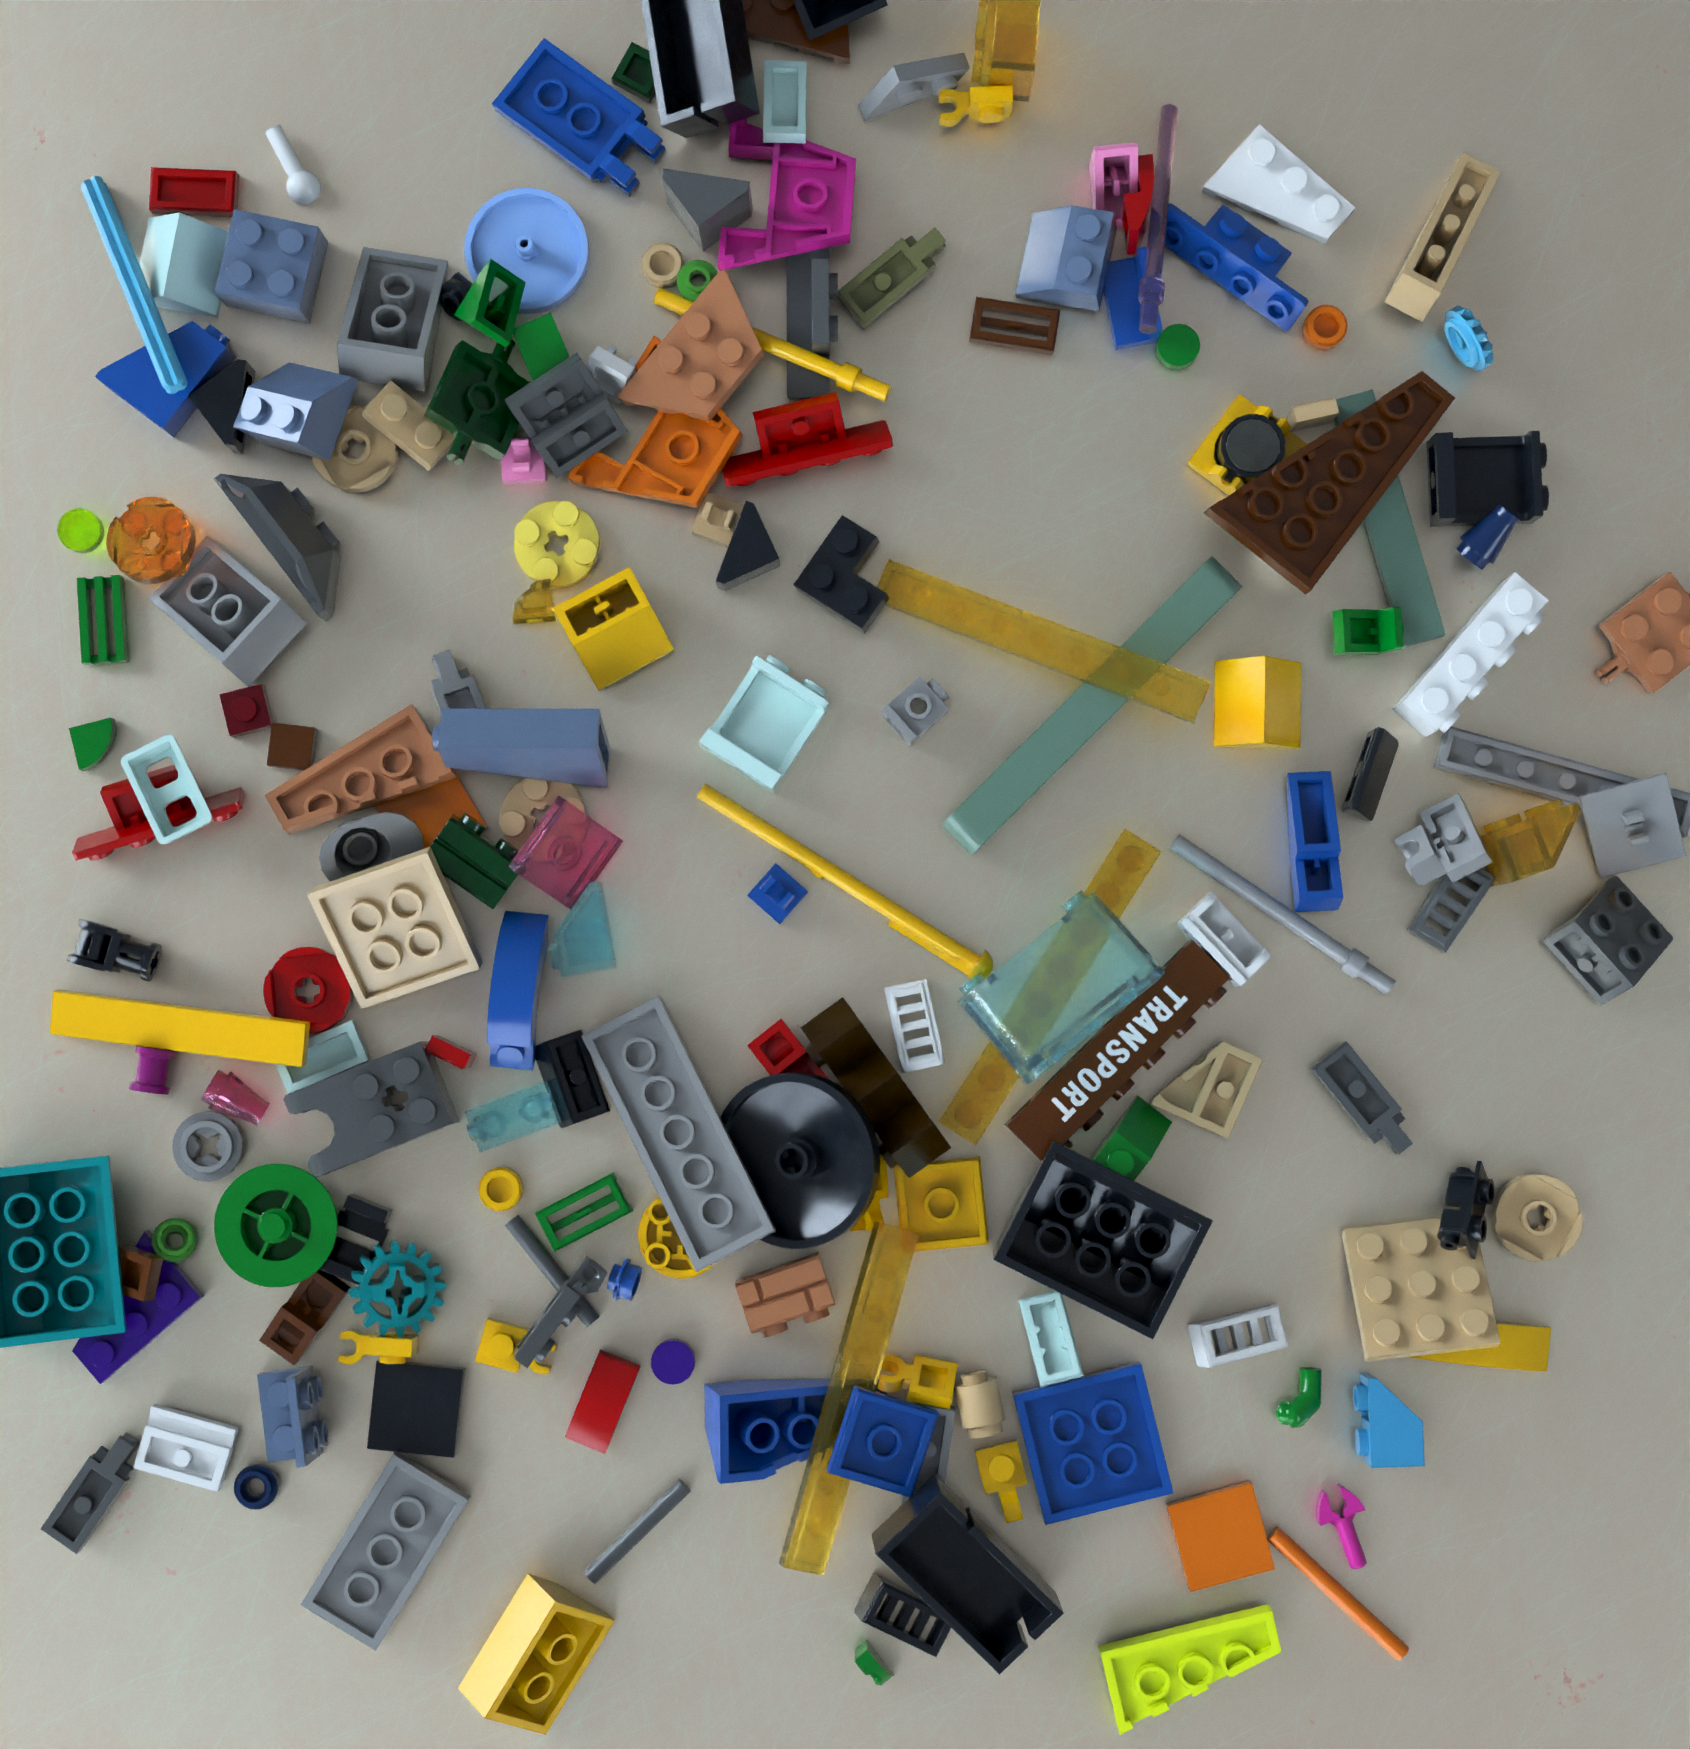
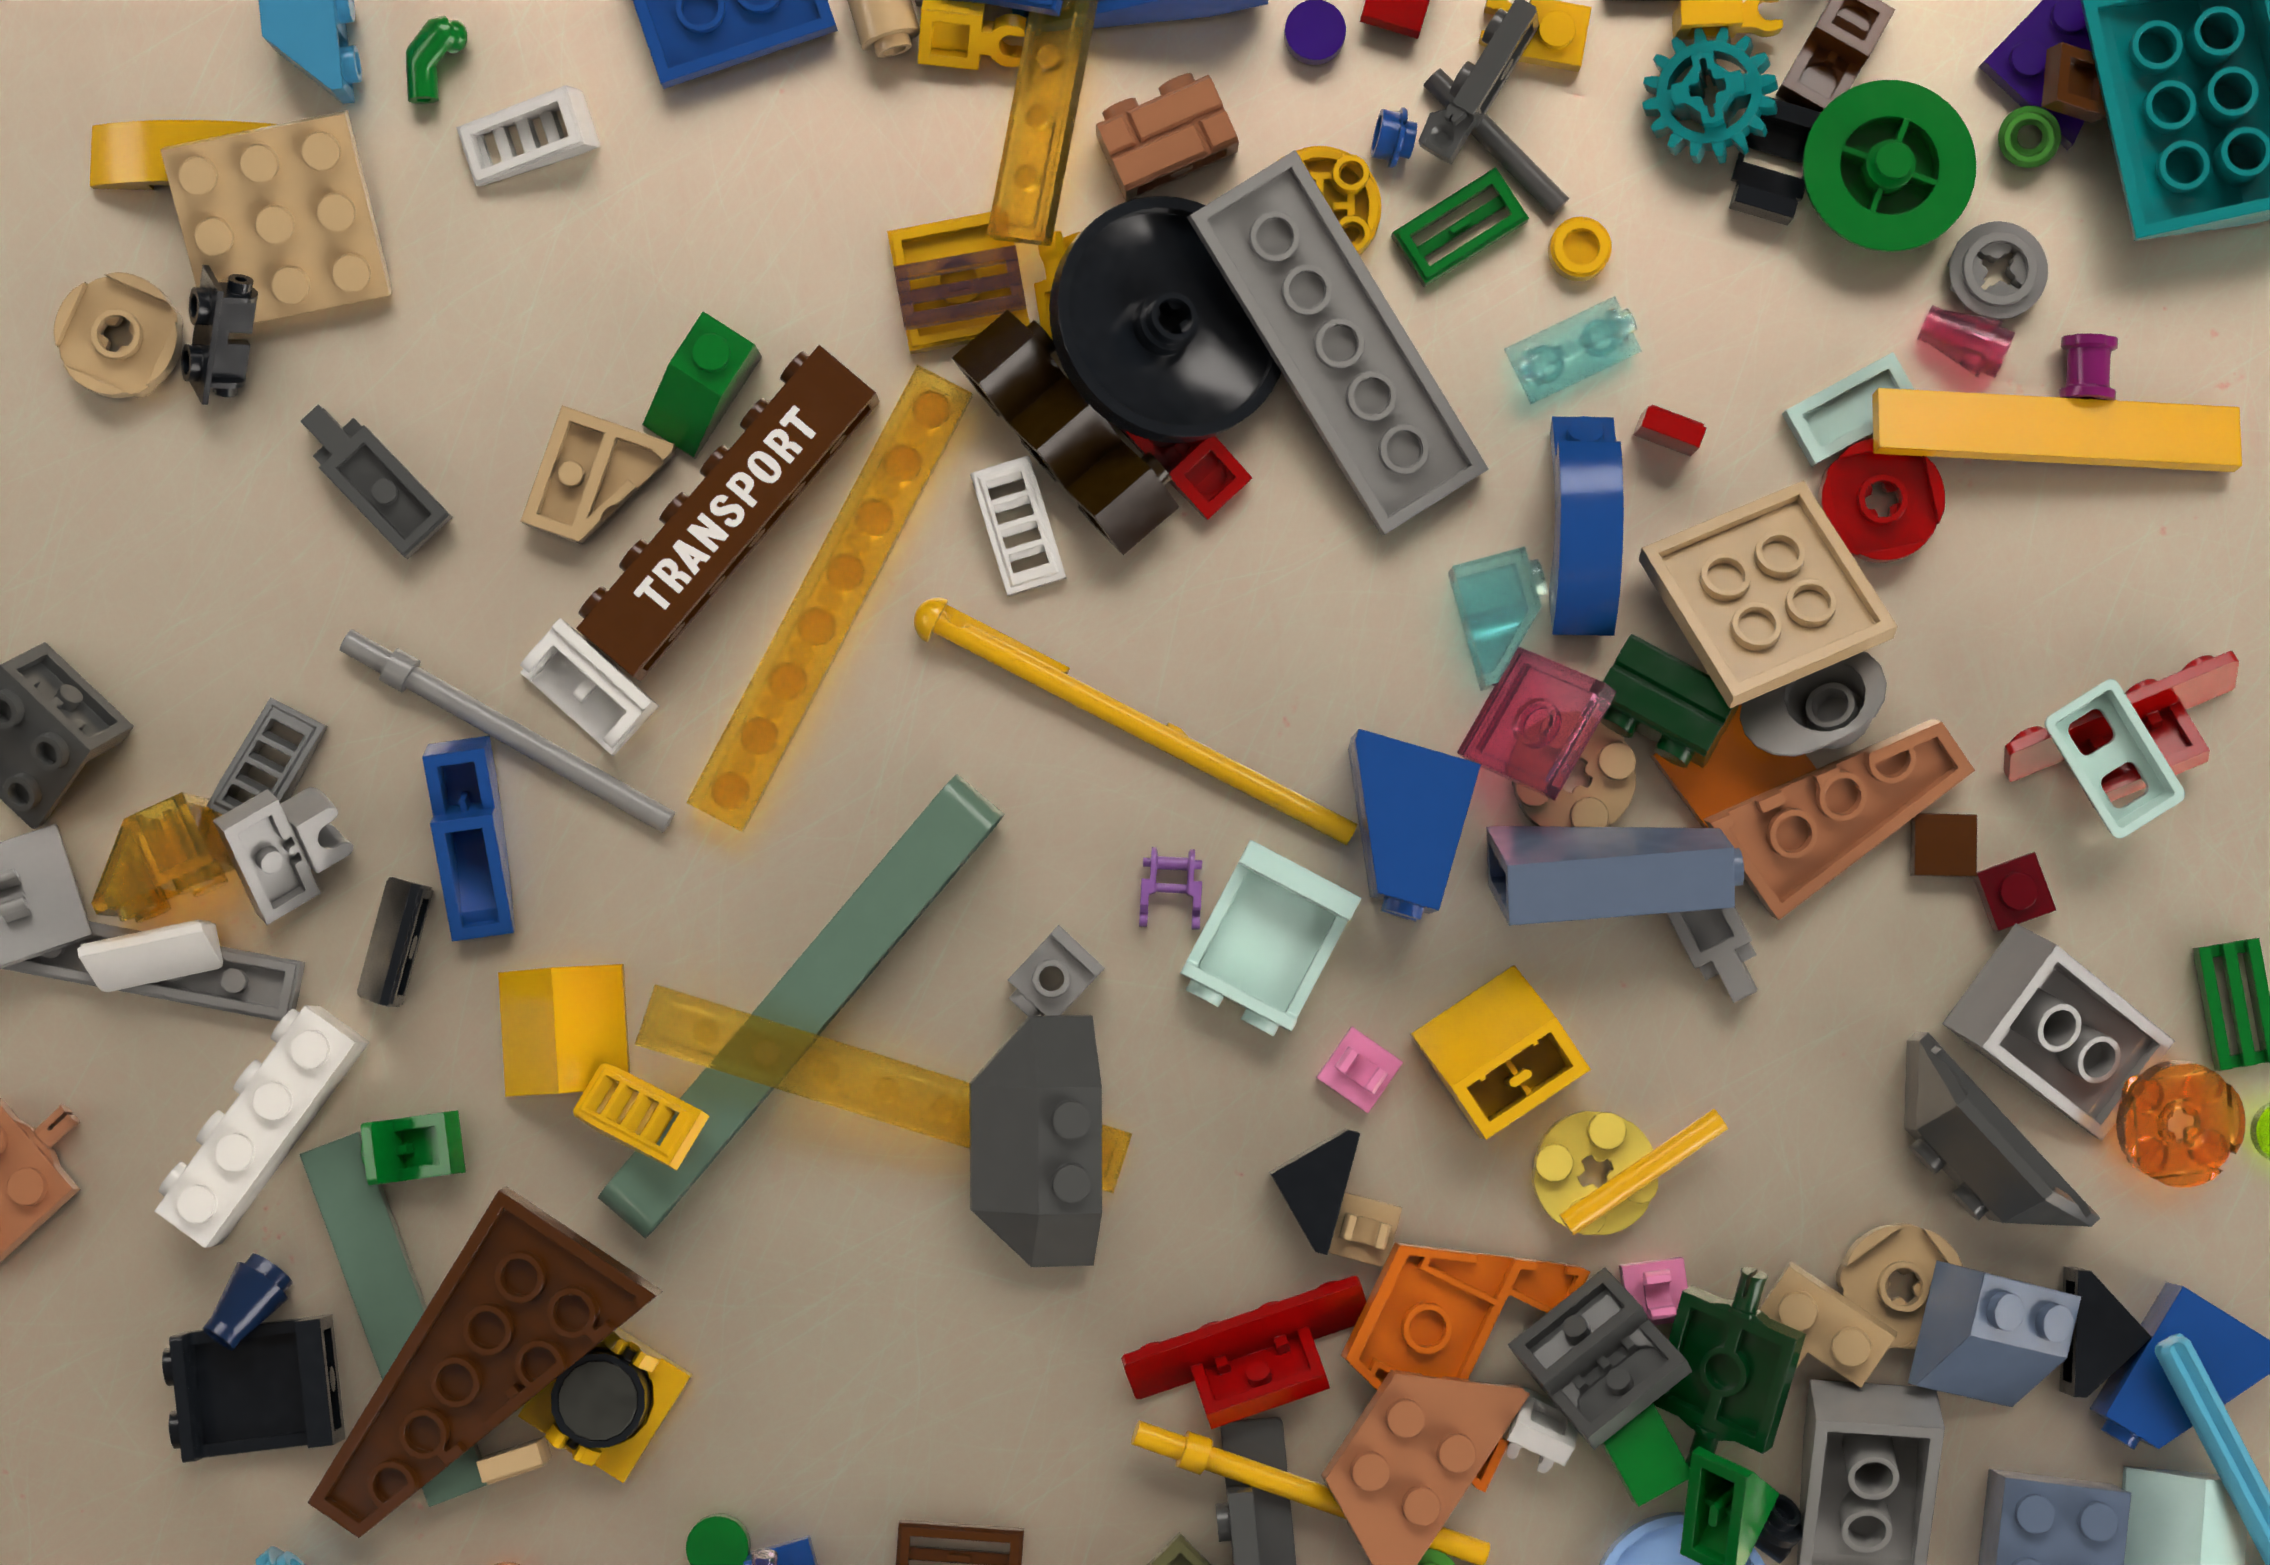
camera: 170 degrees right, 0 degrees up
(92, 742) = (2229, 826): green tile -> none
(107, 949) = (2169, 531): black connector -> none
(363, 1109) = (1782, 333): dark grey brick -> none
(523, 538) = (1643, 1171): none -> yellow bar
(535, 604) = (1616, 1081): clear yellow tile -> none
(571, 1078) = (1496, 410): black slope -> none
(659, 791) = (1409, 819): none -> blue slope
(711, 628) = (1359, 1069): none -> bright pink tile
(777, 893) = (1229, 697): blue tile -> none
(815, 762) = (1192, 888): none -> medium lavender piece
(833, 576) = (1191, 1161): black plate -> none
(935, 595) = (1040, 1142): none -> dark grey wedge
(978, 1194) = (963, 311): none -> tile
(1051, 1338) = (789, 108): light aqua plate -> none
(1060, 987) = (814, 588): clear light blue windscreen -> none
(1101, 1239) = (730, 244): black slope -> none
(1230, 649) = (638, 1115): none -> yellow slope
(1538, 778) = (152, 955): none -> white slope

